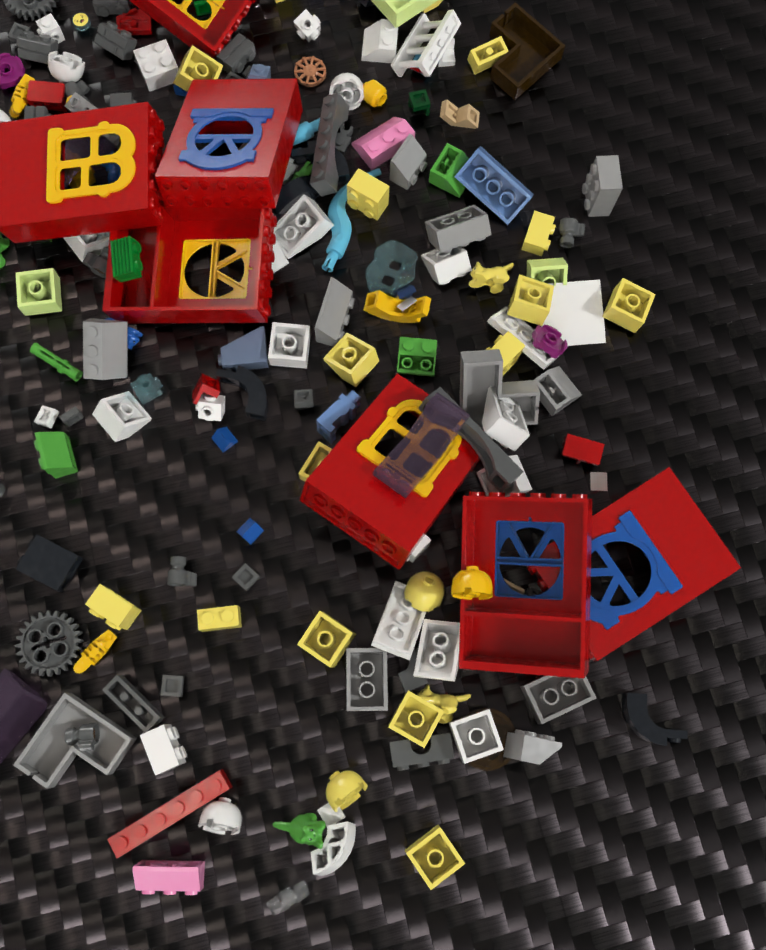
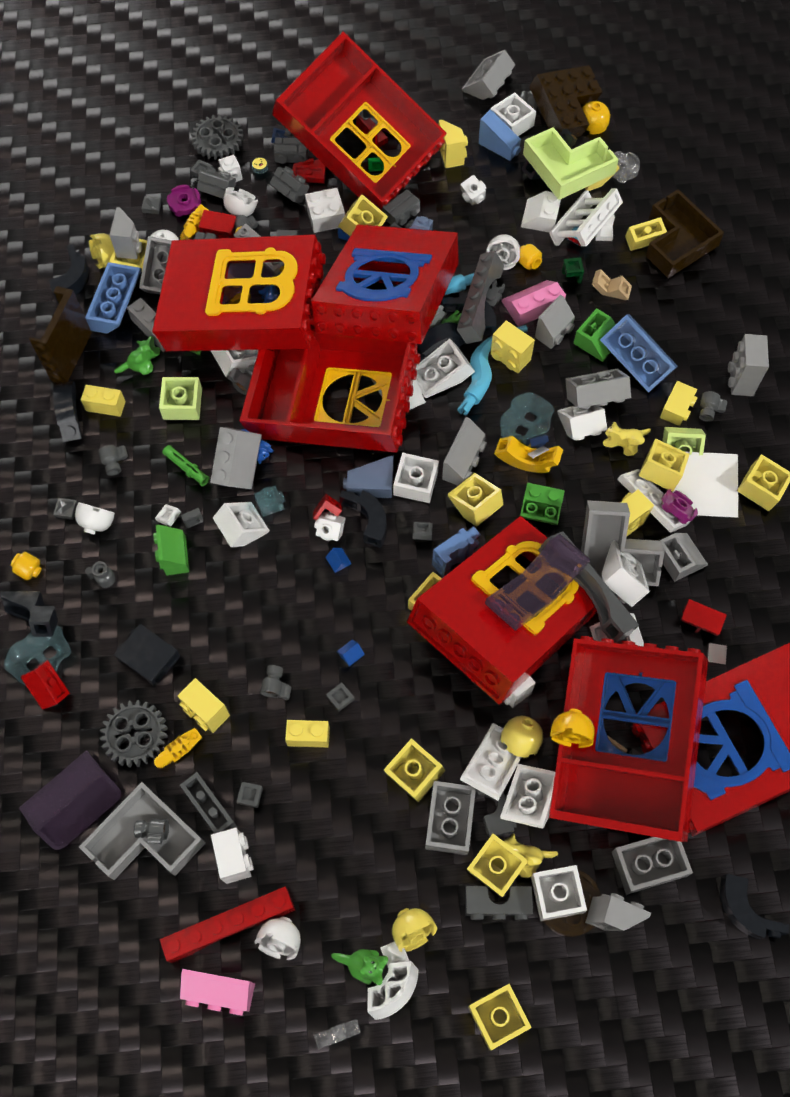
camera: 15 degrees right, 10 degrees down
(126, 259) = (270, 375): green brick -> none
(310, 71) = (470, 231): nougat wheel -> none

